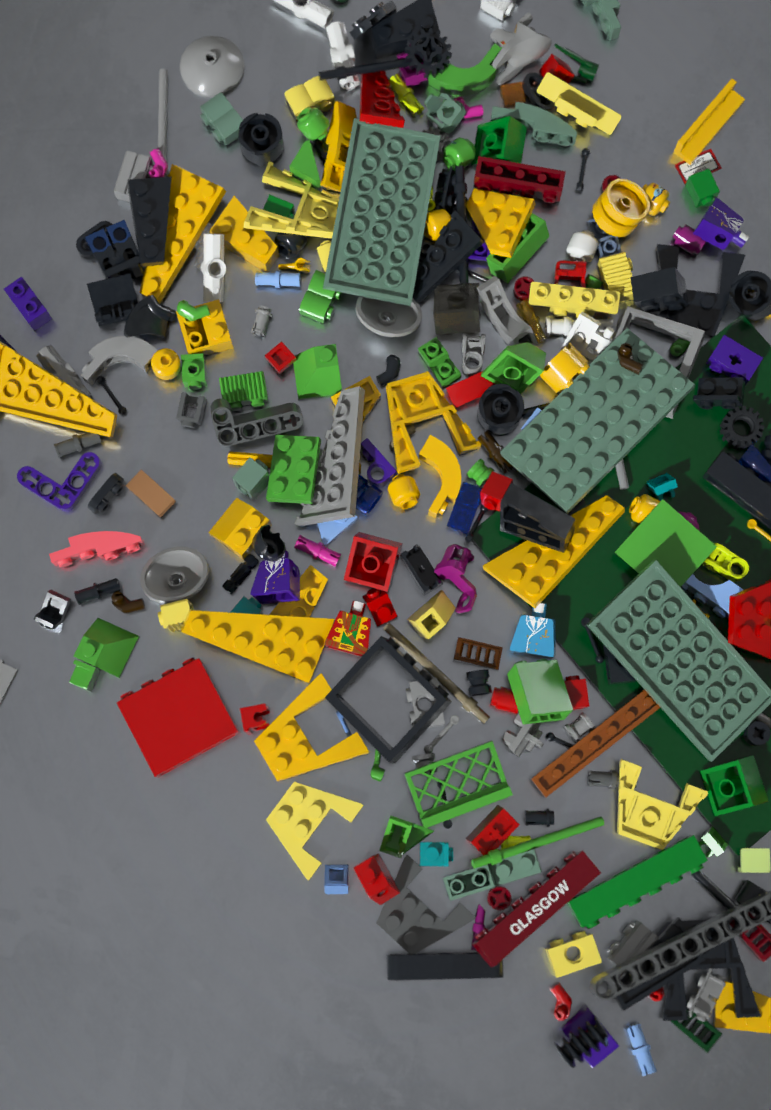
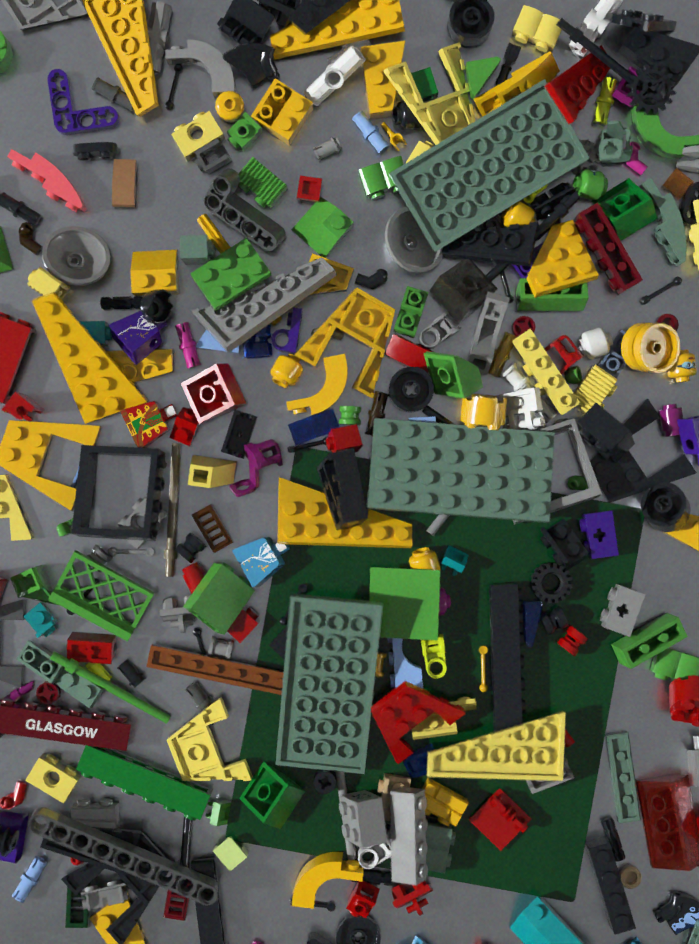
camera: 45 degrees right, 10 degrees up
(164, 420) = (203, 122): none -> light yellow brick
(192, 313) = (281, 91): bright green arm -> none
(313, 123) = (516, 50): bright green head -> none
(626, 359) = (524, 455): dark brown arm -> none

